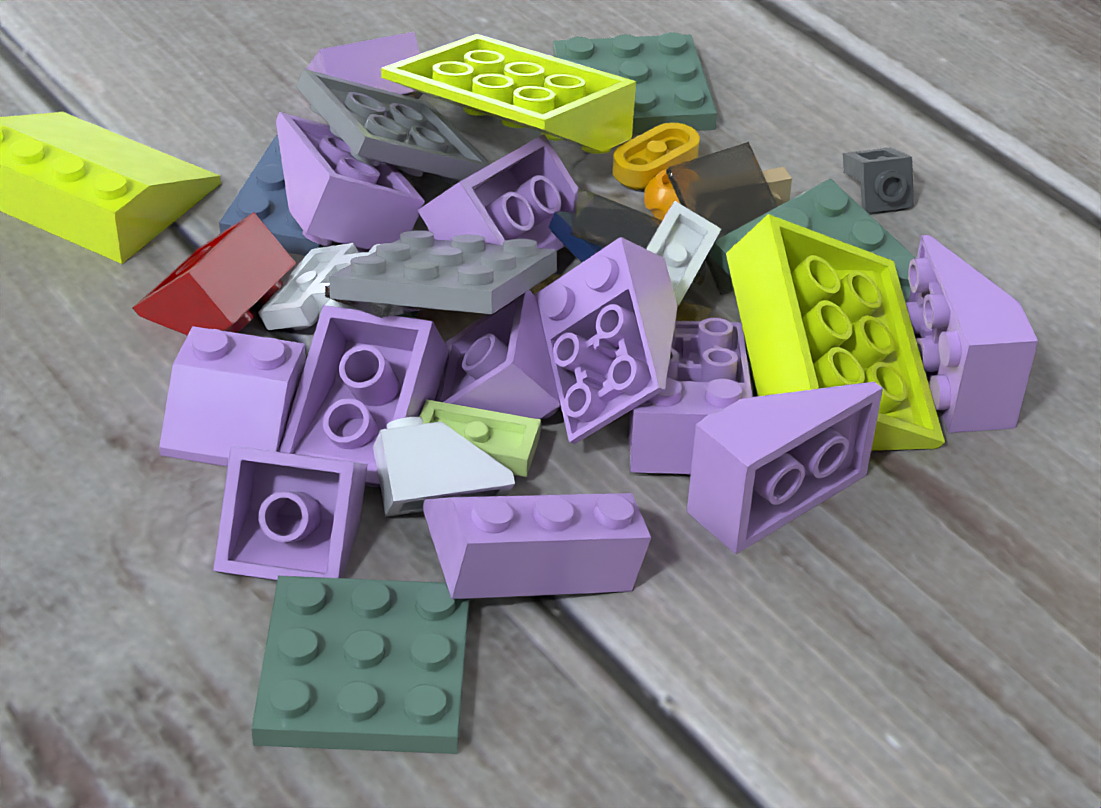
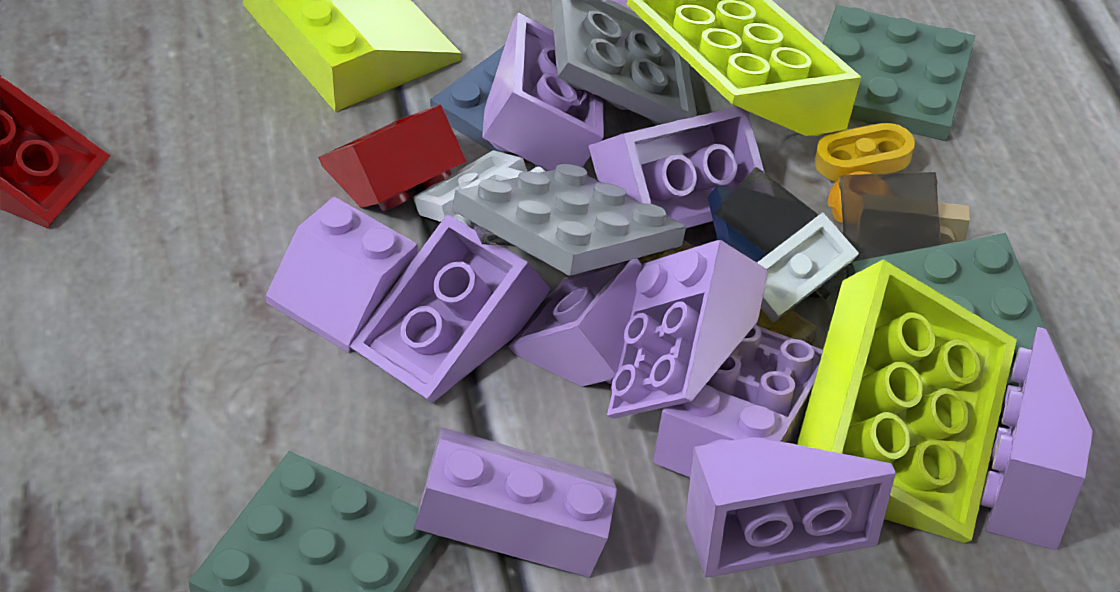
camera: 25 degrees right, 5 degrees up
(288, 514) = (328, 397): lavender slope -> none
(433, 463) = (465, 398): white slope -> none
(500, 435) = (530, 381): yellowish green plate -> none
(884, 178) = (1074, 245): dark grey bracket -> none

